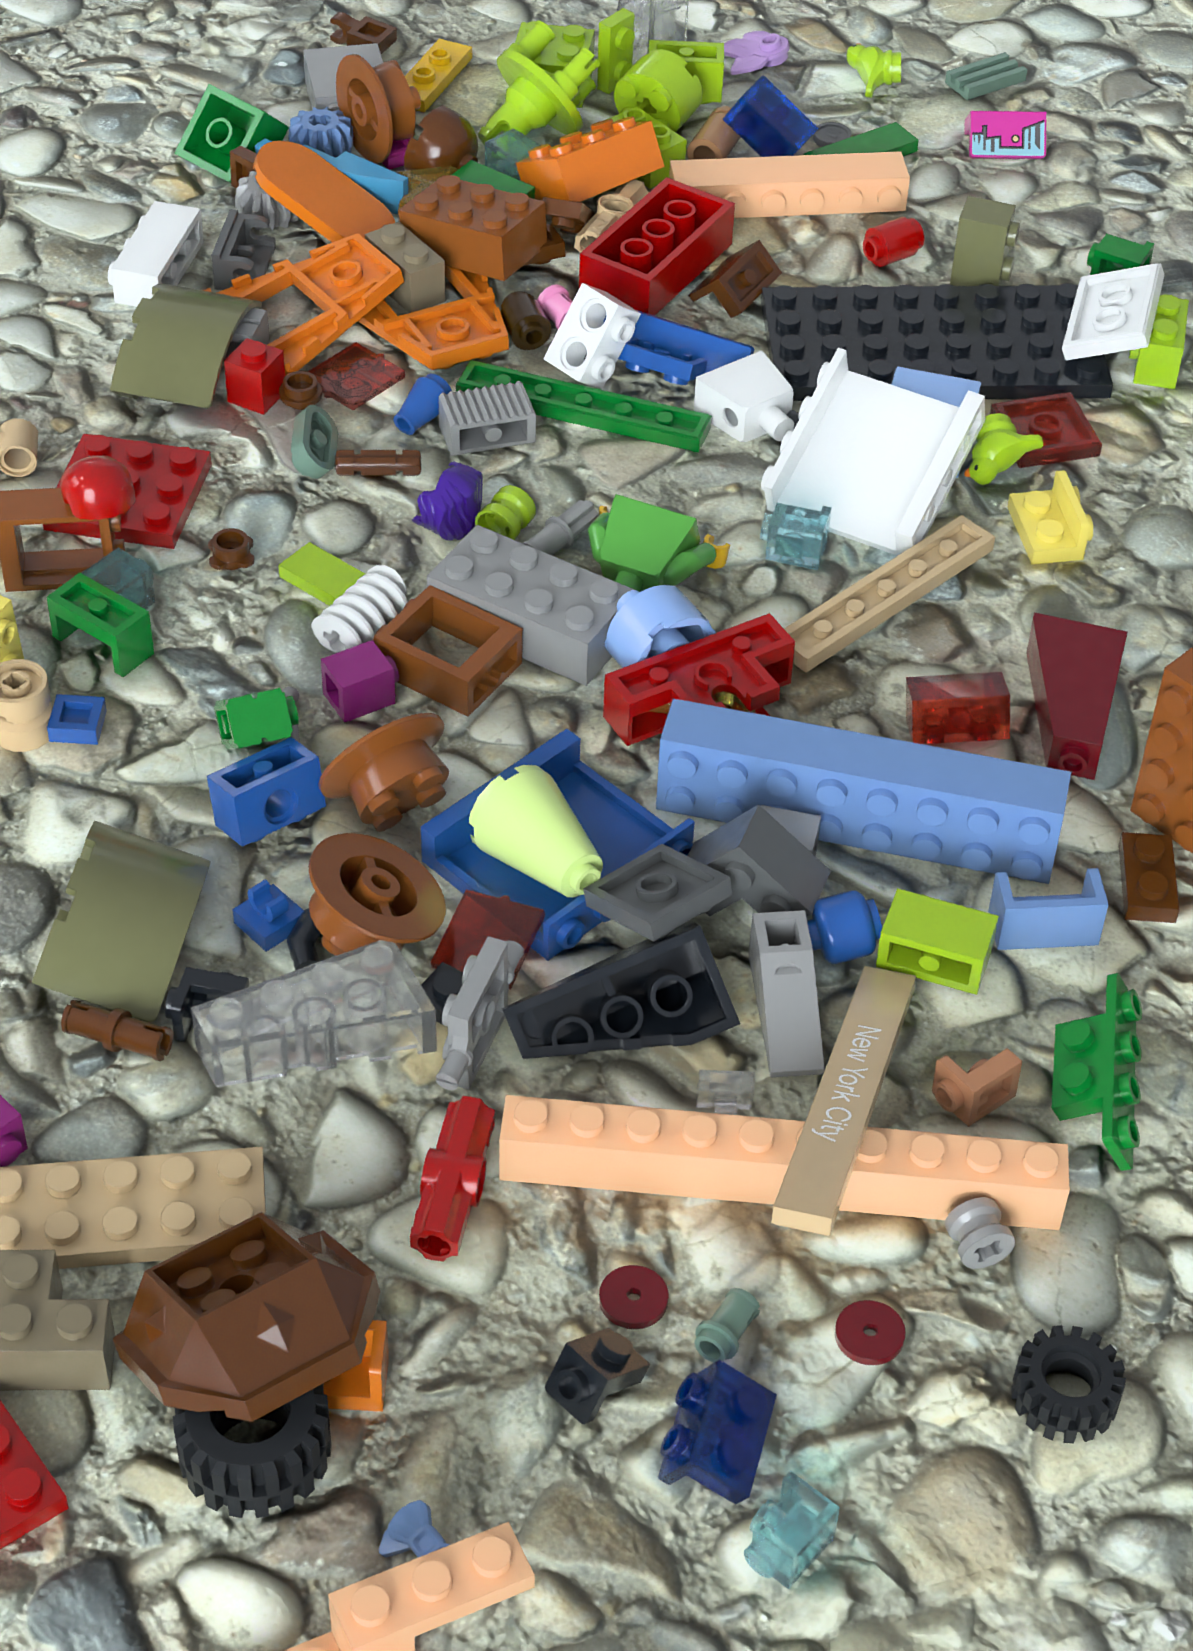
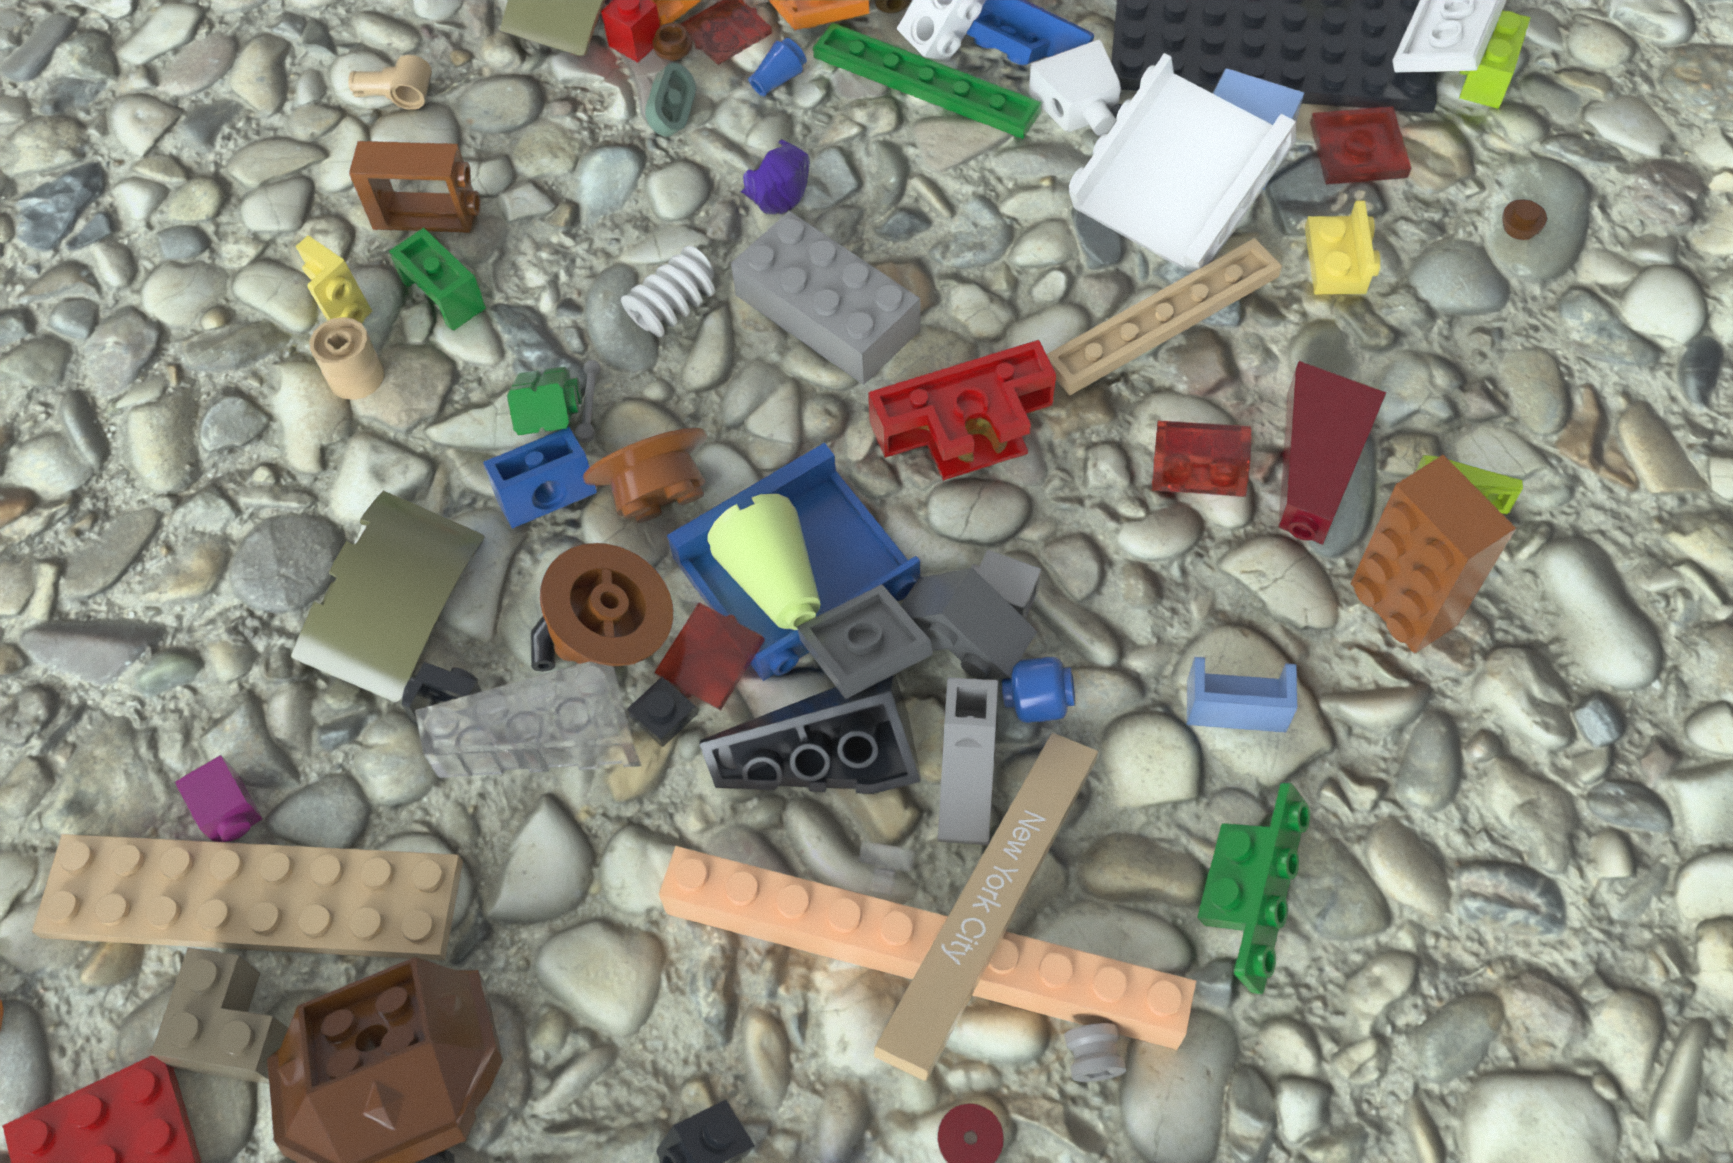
camera: 15 degrees right, 15 degrees up
(76, 719) = (398, 375): blue plate -> none
(97, 488) = (443, 150): red hair -> none
(117, 1030) = (360, 711): reddish brown pin -> none
(125, 576) = (466, 236): clear light blue brick -> none
(164, 485) = (505, 131): red plate -> none
(231, 550) = (573, 207): reddish brown plate -> none
(267, 915) = (518, 603): blue tile -> none
(318, 573) = (646, 240): lime tile -> none
(359, 680) = (654, 362): magenta brick -> none
(364, 1384) = (498, 1114): orange panel -> none
(378, 462) = (725, 125): reddish brown axle -> none
(452, 1179) = (618, 915): red piece -> none
(454, 687) = (766, 365): dark orange window -> none
(477, 1011) = (672, 747): light grey plate -> none
(487, 418) = (831, 88): light grey brick -> none
(508, 512) = (827, 195): lime wheel -> none
(561, 530) = (872, 218): light grey axle -> none
(628, 1312) = (761, 1081): dark red wheel -> none
(650, 545) = (948, 248): bright green torso -> none
(653, 624) = (929, 340): light blue brick -> none
(720, 1334) = (834, 1116): sand green pin -> none
(796, 535) = (1092, 244): clear light blue brick -> none
(865, 788) = (1089, 545): medium blue brick -> none
(939, 938) = (1124, 718): lime brick -> none
(978, 1091) = (1136, 887): nougat bracket -> none
(998, 448) = (1307, 165): lime animal -> none
(1148, 877) = (1350, 665): reddish brown plate -> none

